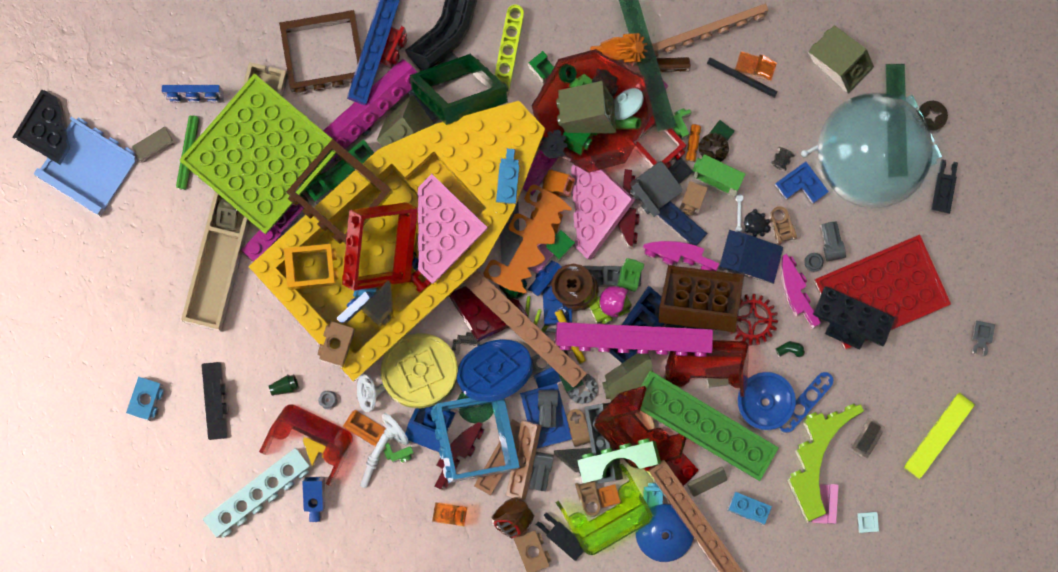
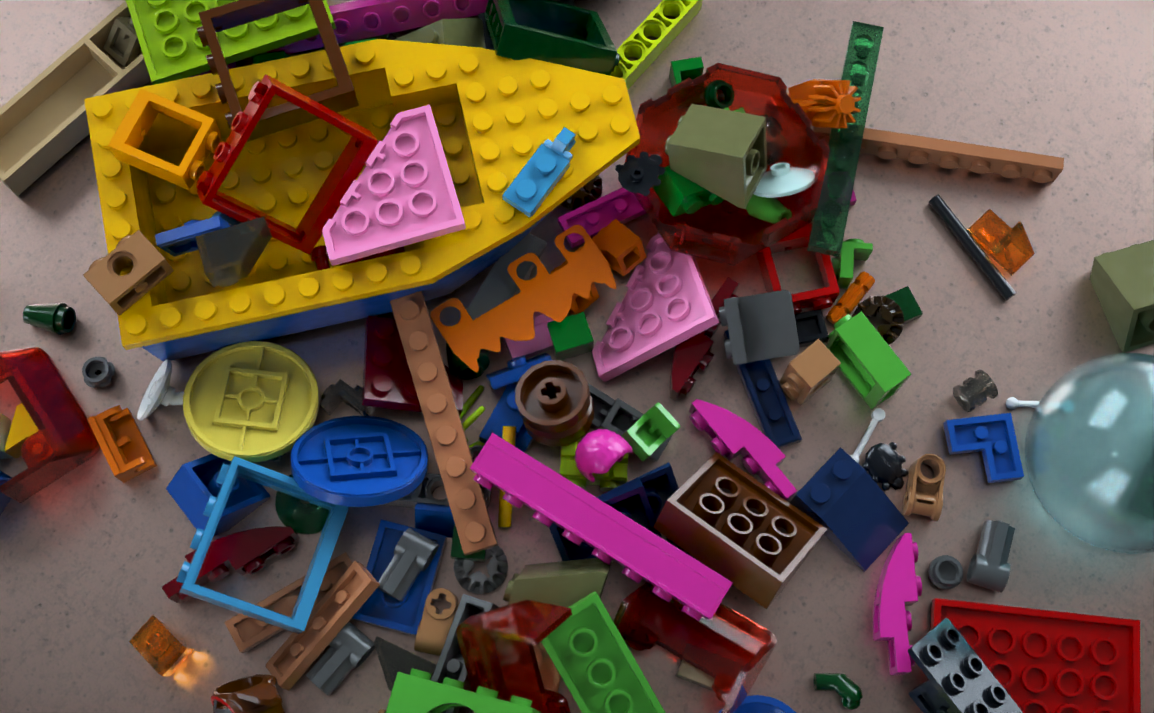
camera: 25 degrees right, 10 degrees down
(391, 431) = (101, 493): white dish -> none
(402, 455) = (149, 513): bright green bracket -> none
(678, 64) = (880, 179): reddish brown slope -> none
(761, 320) = (815, 615): red gear -> none

